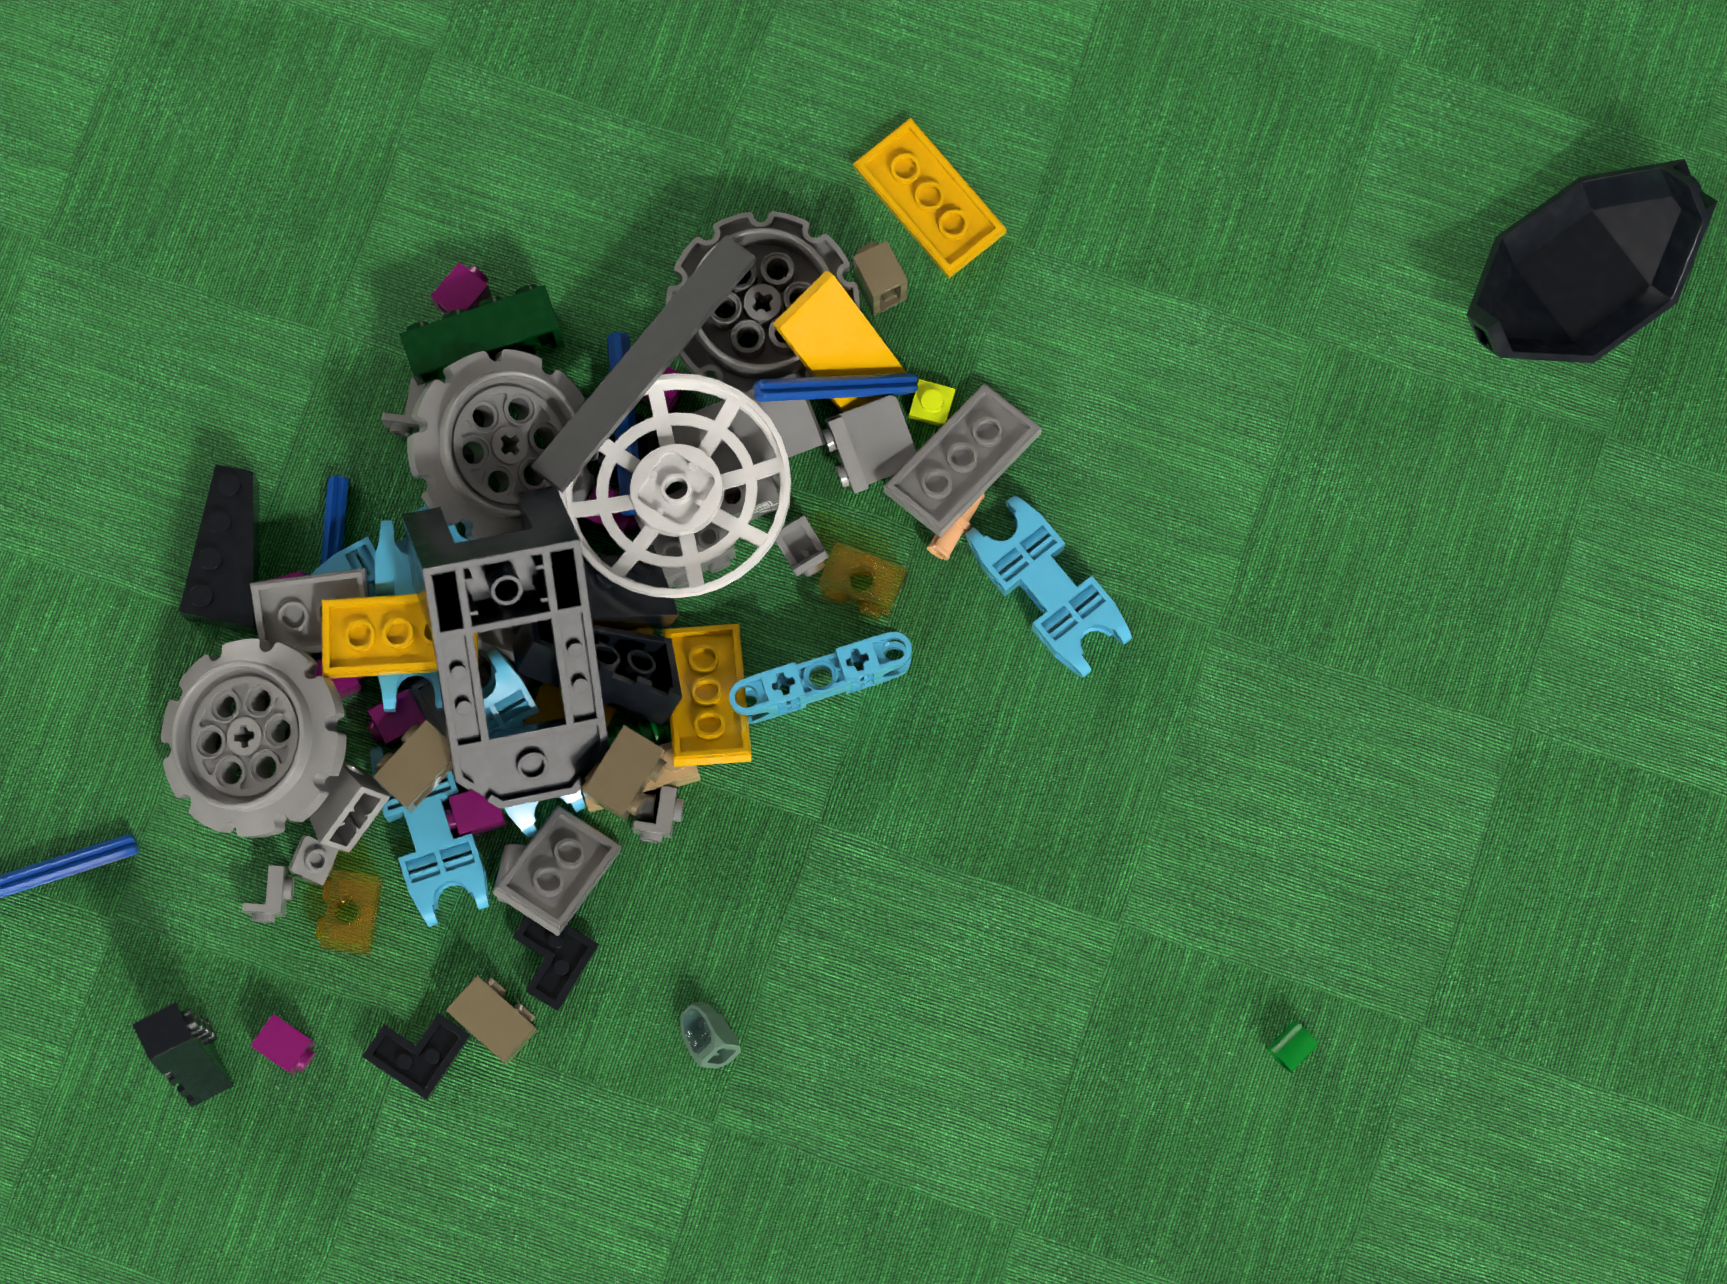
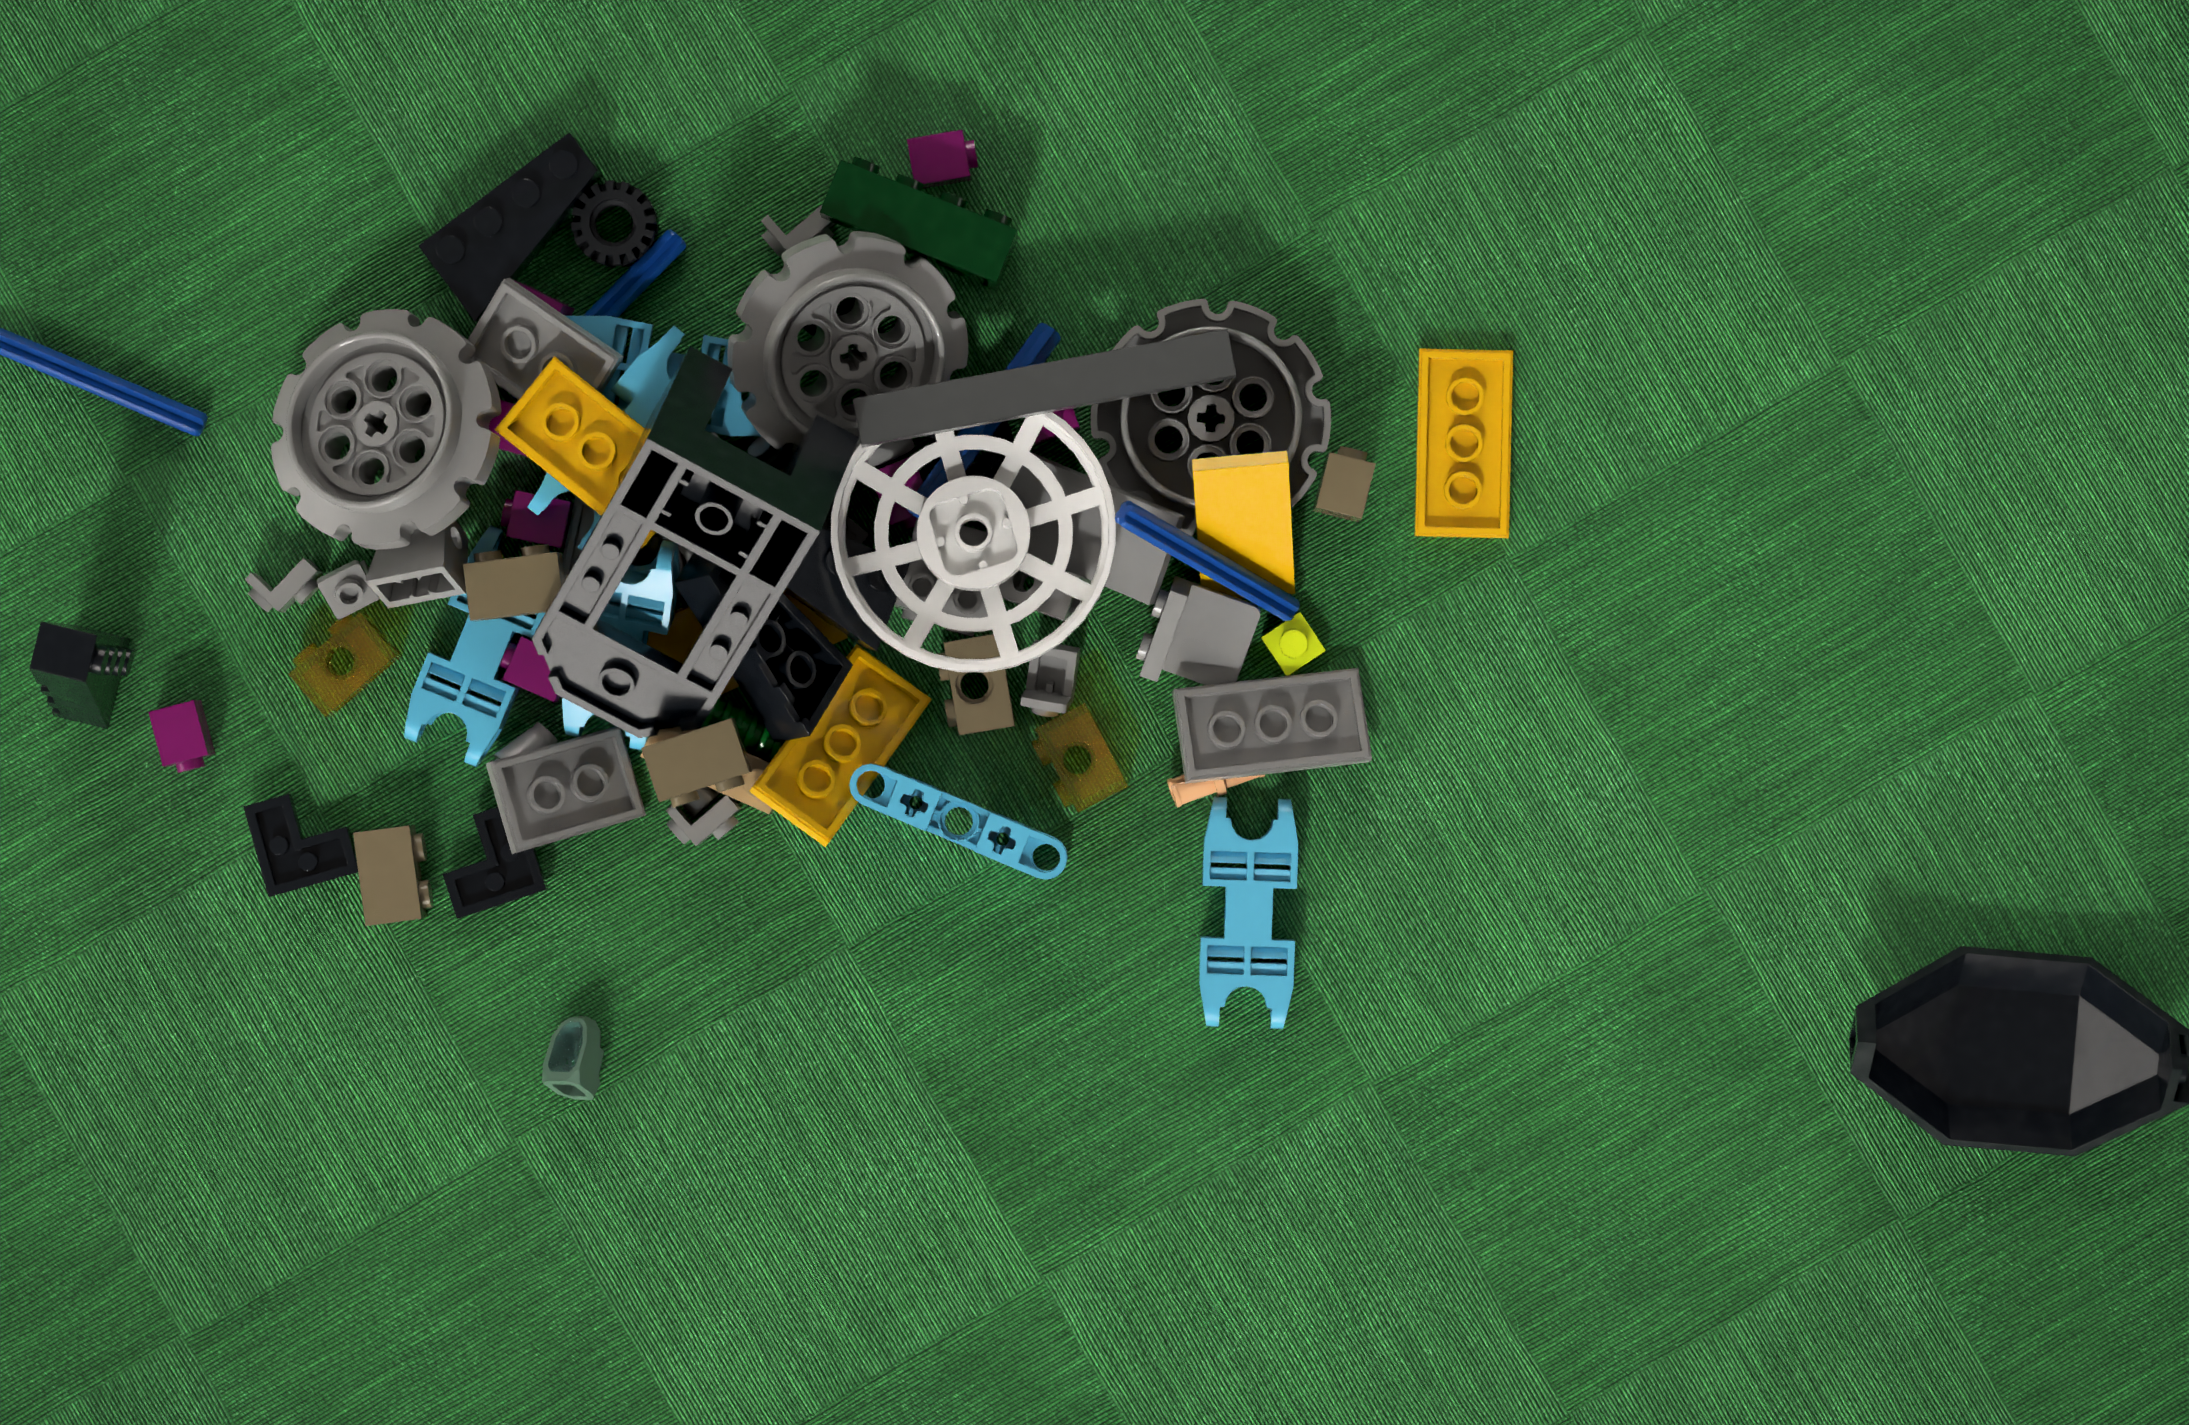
camera: 40 degrees right, 10 degrees up
(279, 482) = (585, 224): none -> black tyre
(779, 603) = (982, 714): none -> dark tan brick

